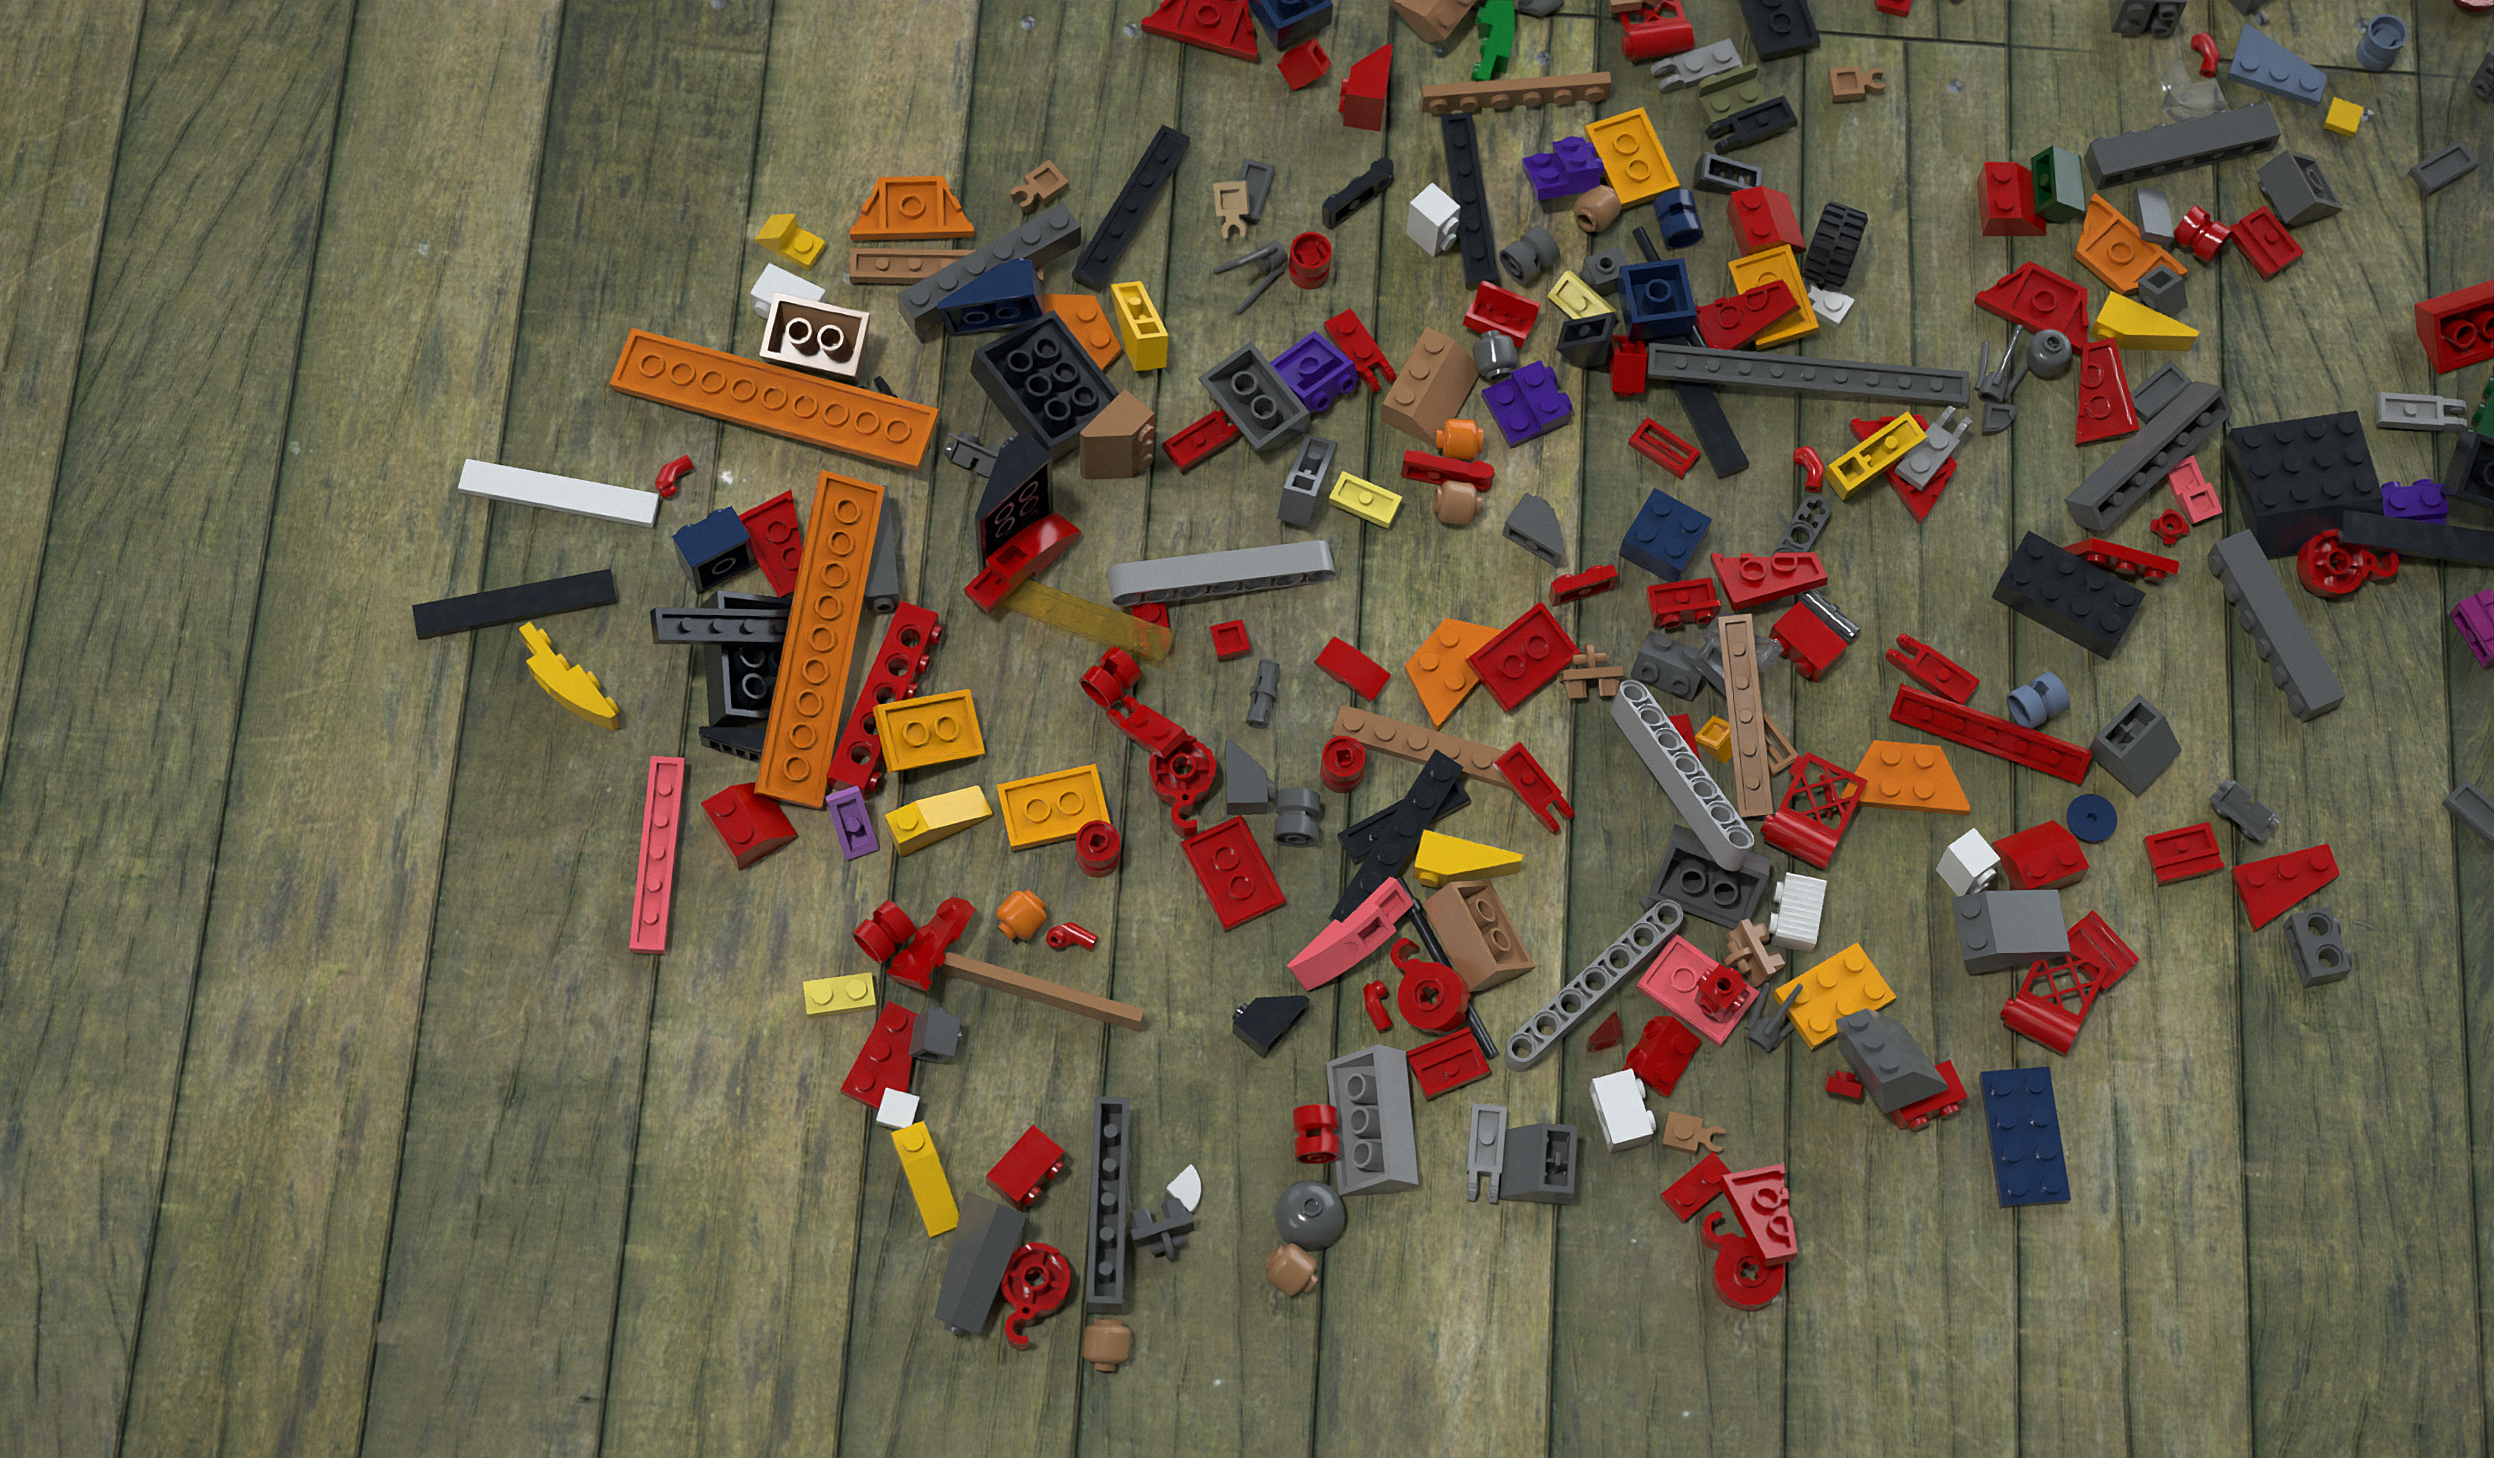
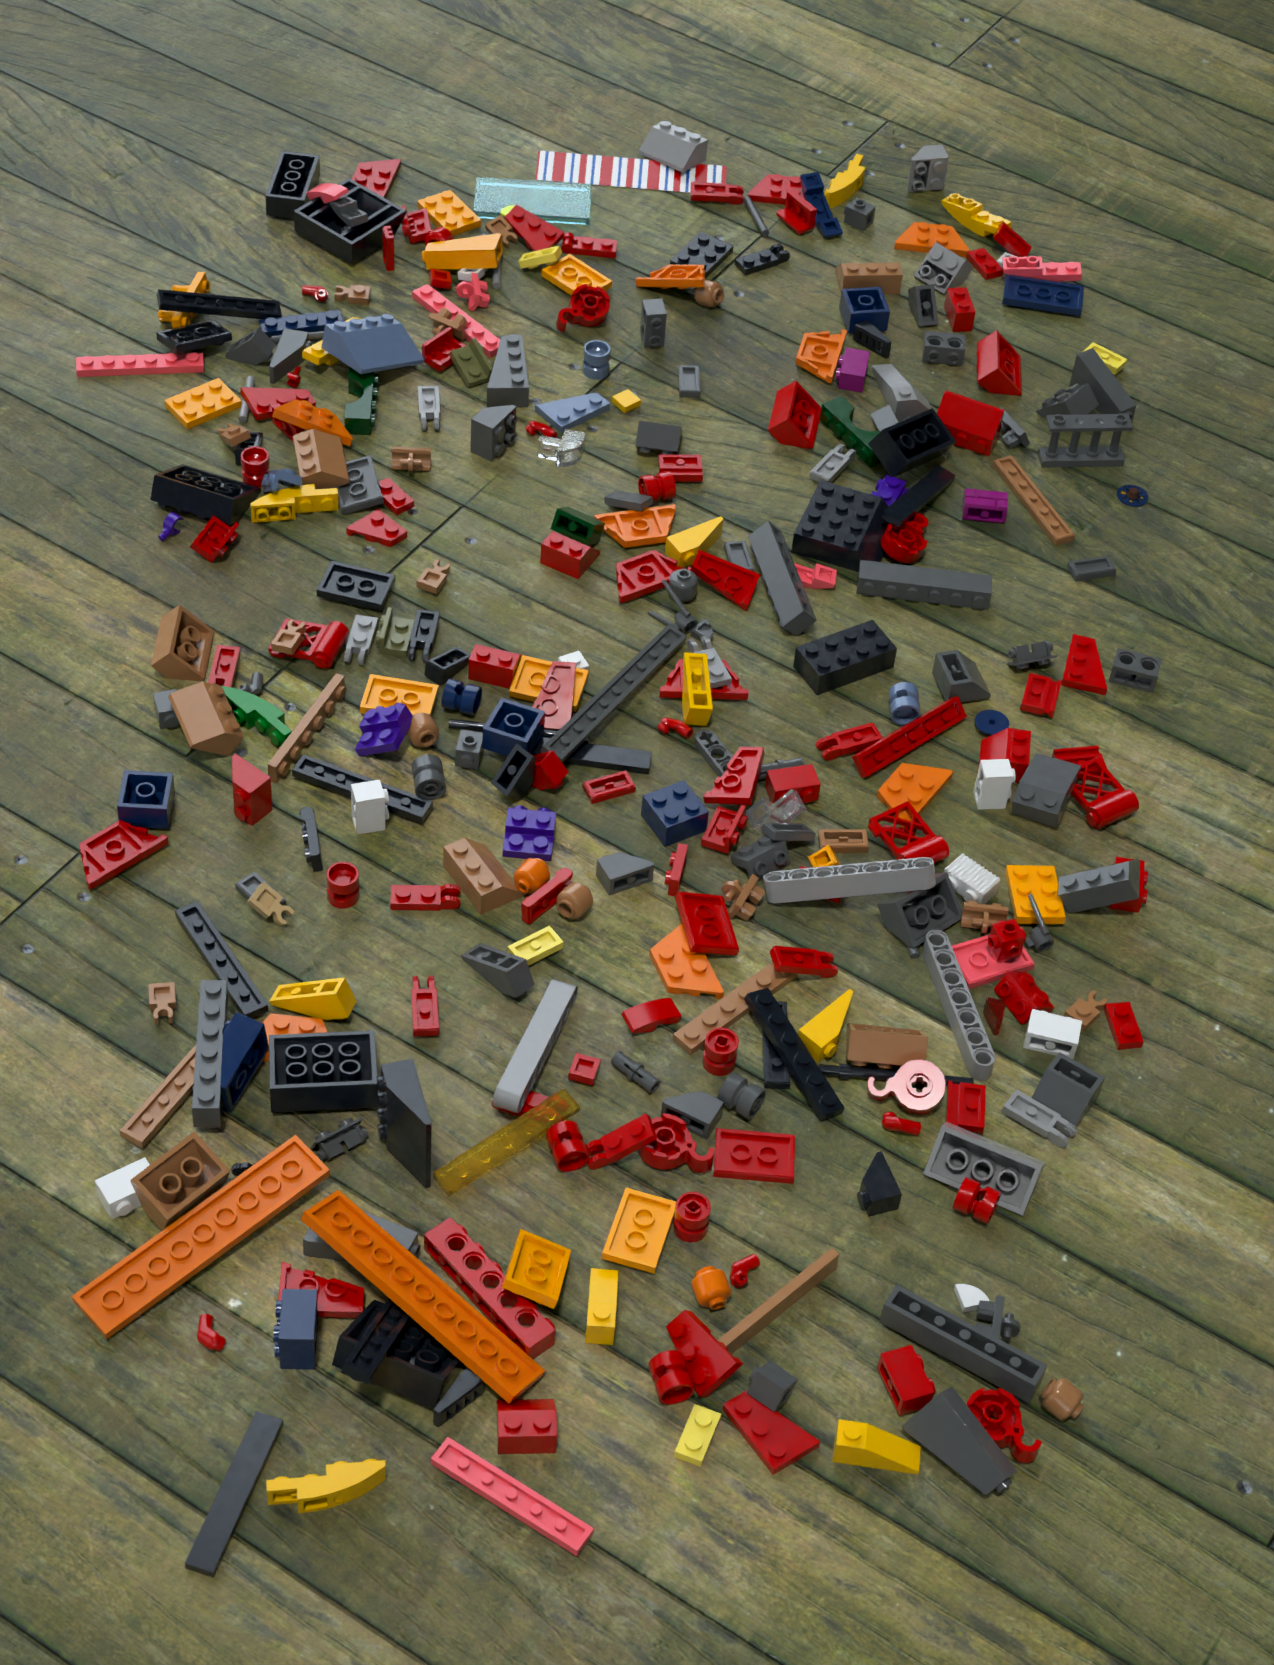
camera: 60 degrees left, 20 degrees down
(559, 493) = (164, 1417): white tile -> none
(790, 241) = (76, 1167): yellow slope -> none
(851, 822) = (571, 1356): medium lavender slope -> none
(897, 1109) = (814, 1438): white tile -> none
(911, 210) = (118, 1082): orange wing -> none
(1020, 557) = (447, 1155): red slope -> none
(1118, 440) = (402, 1031): medium nougat slope -> none
(1257, 399) = (423, 957): dark grey slope -> none
(1269, 258) = (320, 909): dark grey plant -> none
(1291, 1269) = (1065, 1264): medium nougat head -> none
(1304, 64) = (194, 818): red panel -> none
(1309, 1215) = (1030, 1236): dark grey cylinder -> none
(1316, 372) = (424, 925): dark purple plate -> none
(1352, 940) = (852, 1112): coral slope -> none
(1495, 355) = (486, 828): dark grey head -> none
(1502, 311) = (458, 812): red bracket -> none
(1578, 298) = (478, 771): light yellow plate -> none
(1732, 1257) = (1193, 1027): red piece -> none
(1745, 715) = (822, 827): medium nougat plate -> none
(1763, 1212) = (1157, 995): wing -> none
(1834, 245) = (543, 631): black tyre -> none
(1843, 1083) = (1097, 917): red plate -> none
(2024, 1137) = (1178, 856): dark blue plate -> none
(2124, 559) = (842, 618): red wing -> none
(2163, 291) = (682, 516): dark grey brick -> none
(2172, 518) = (829, 596): red plate -> none
(2181, 145) = (593, 465): dark grey brick -> none

